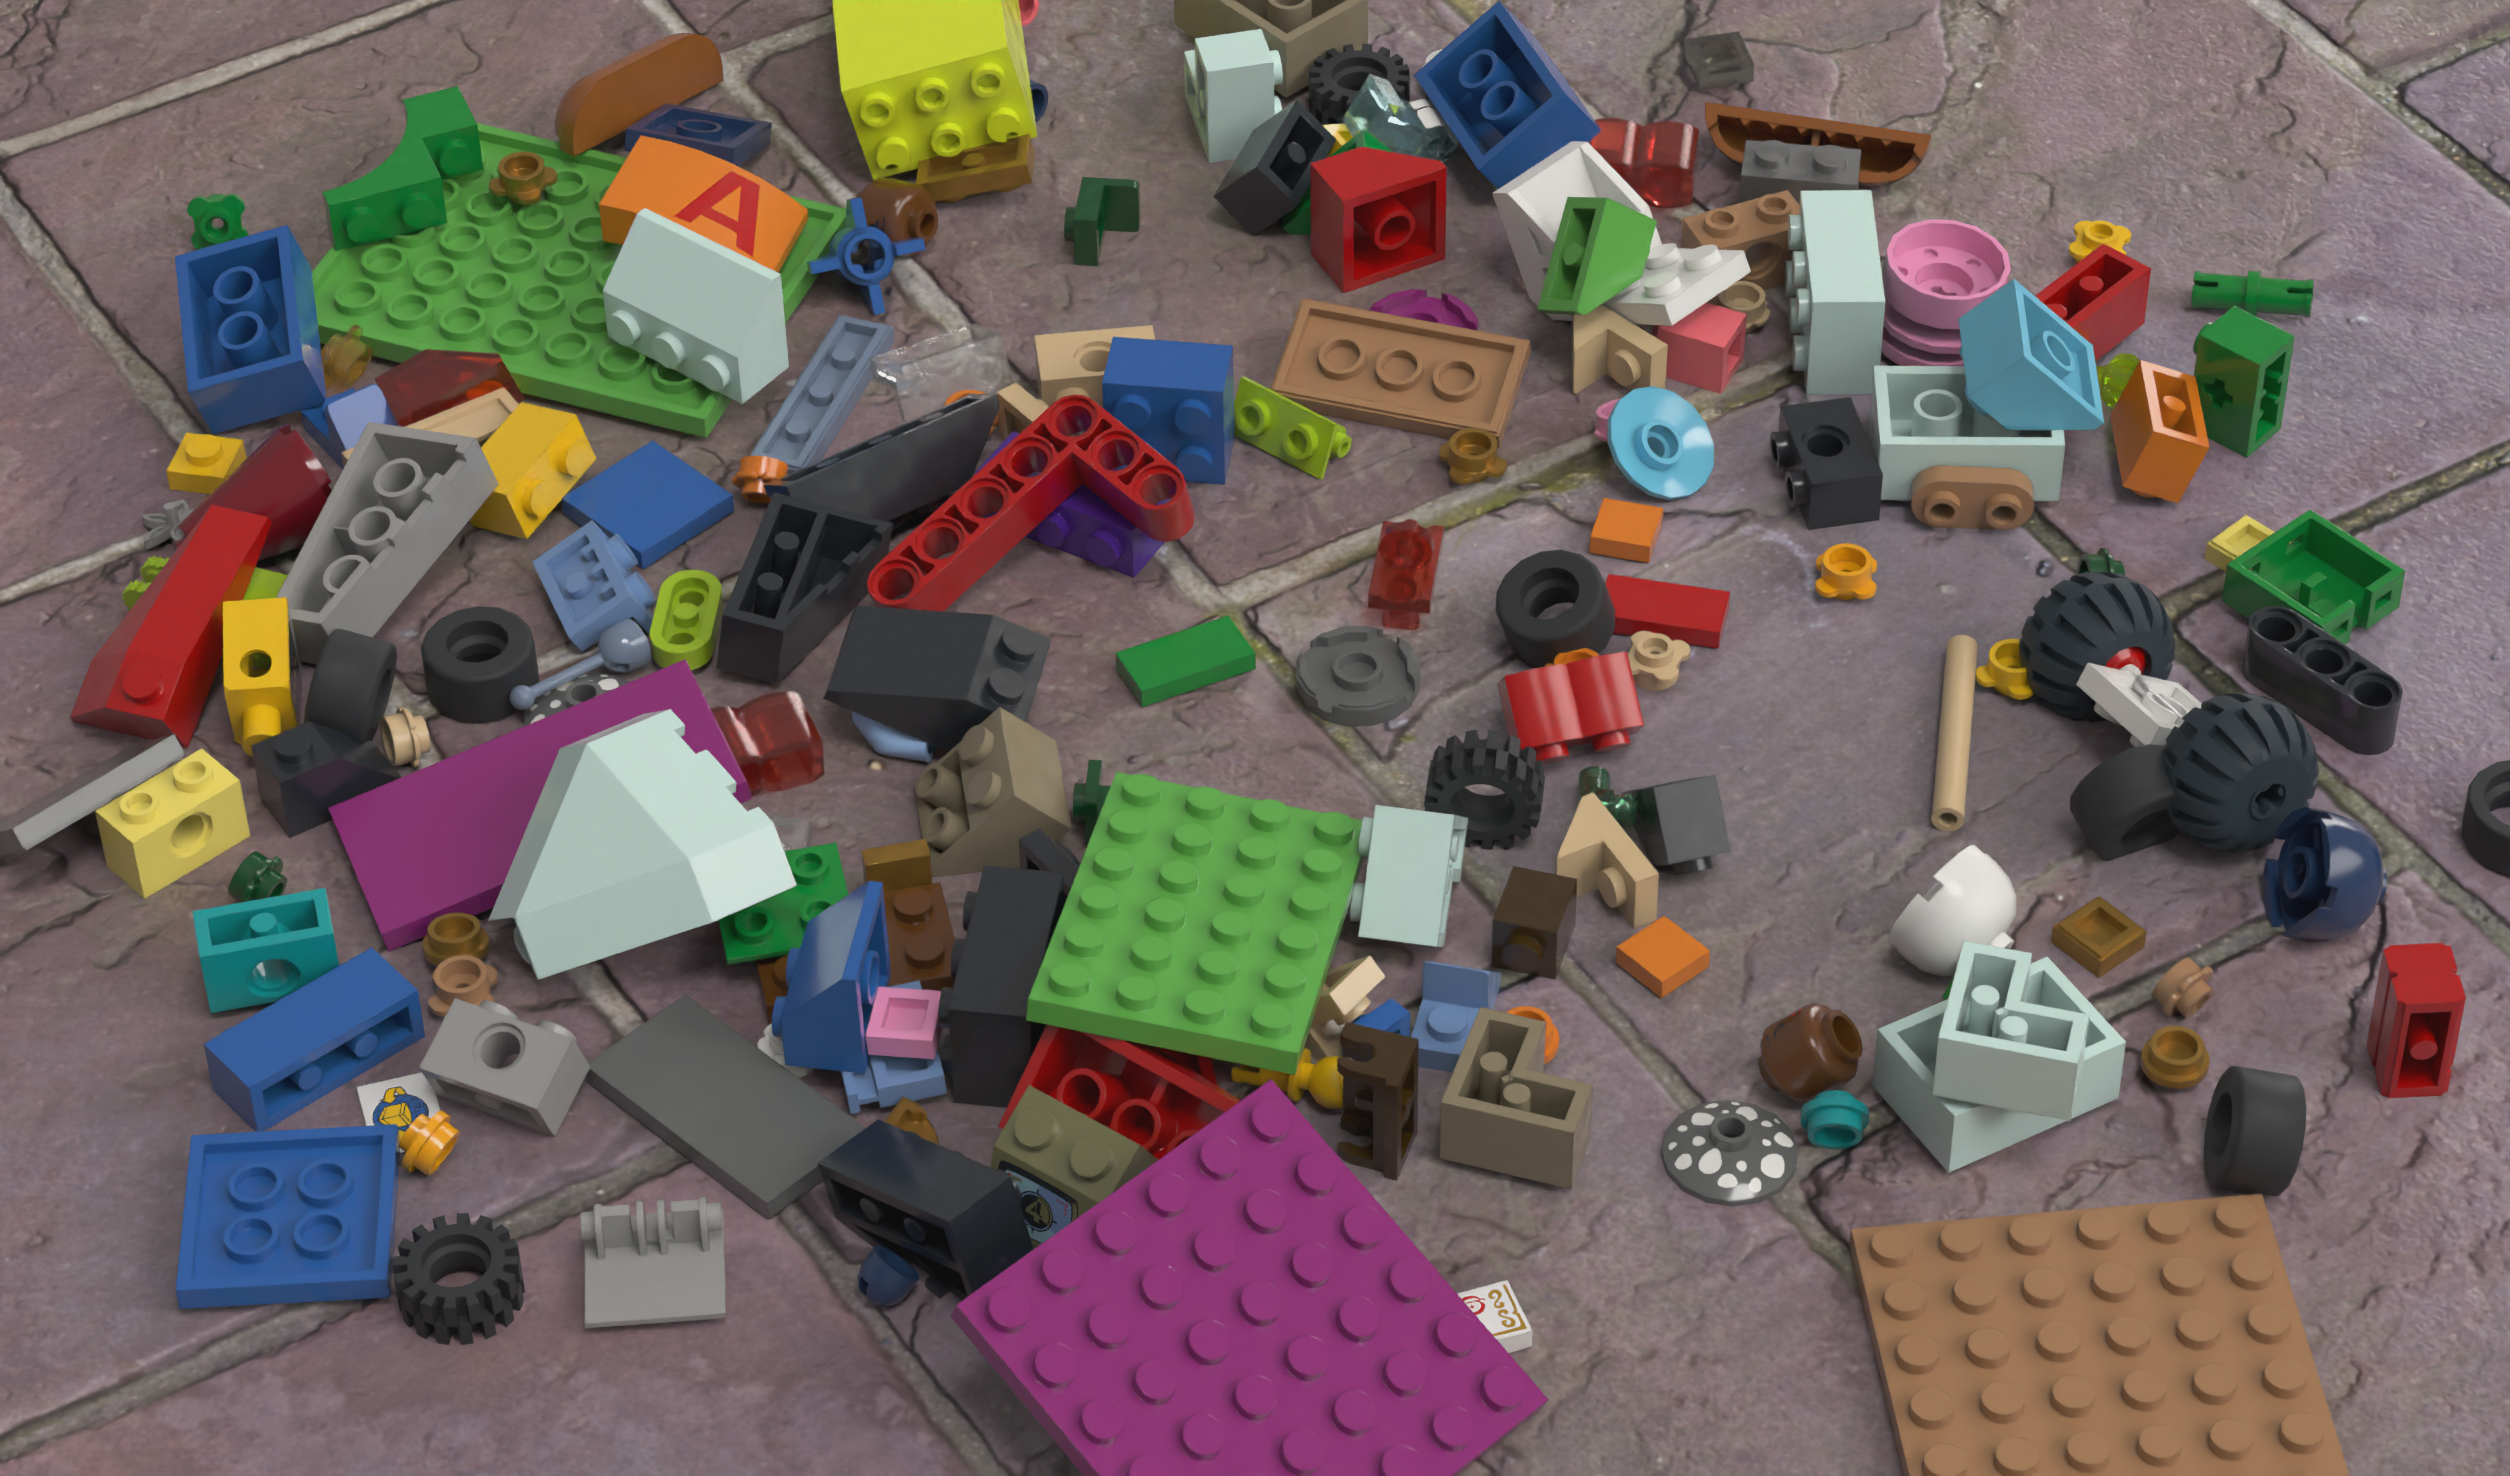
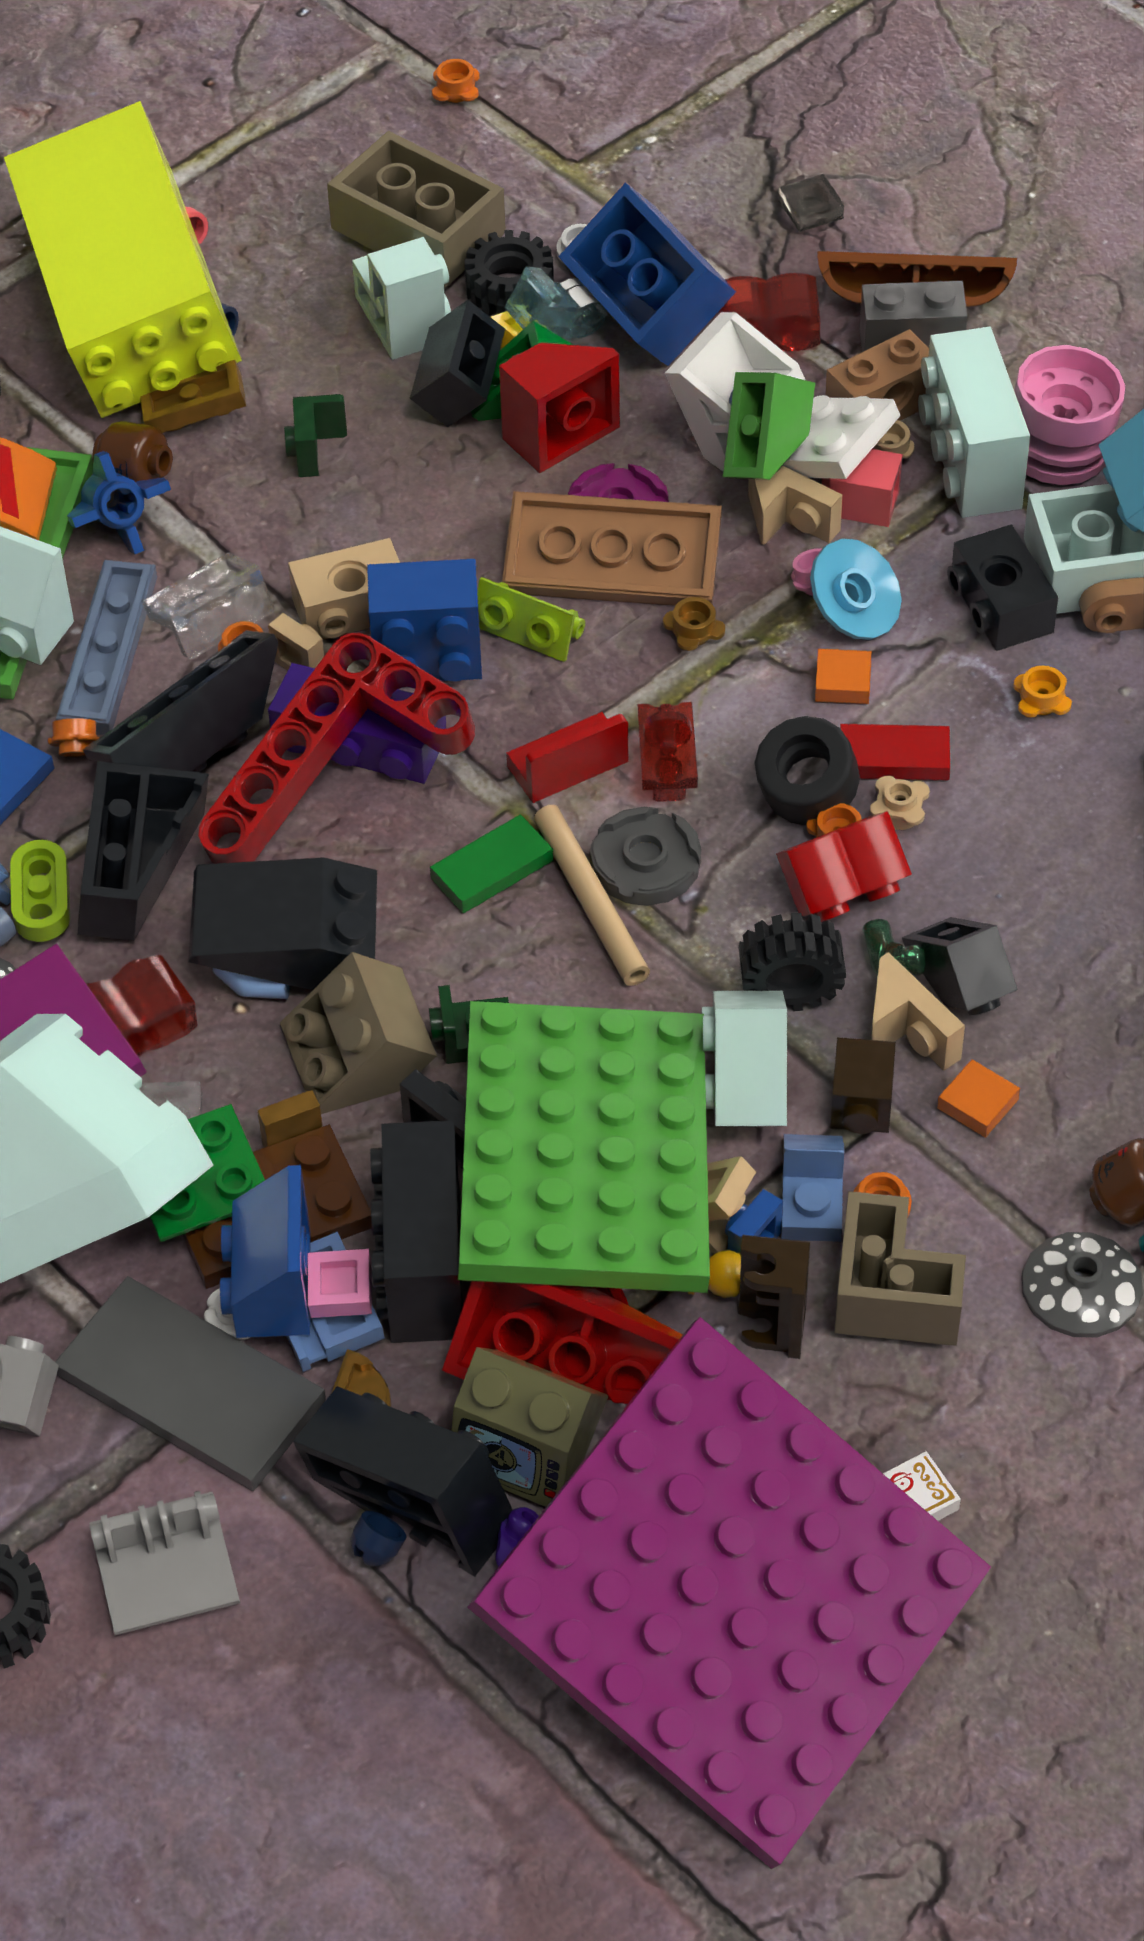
camera: 10 degrees left, 10 degrees up
(1287, 705) = (592, 895): none -> tan piece
(1300, 567) = (570, 755): none -> red panel

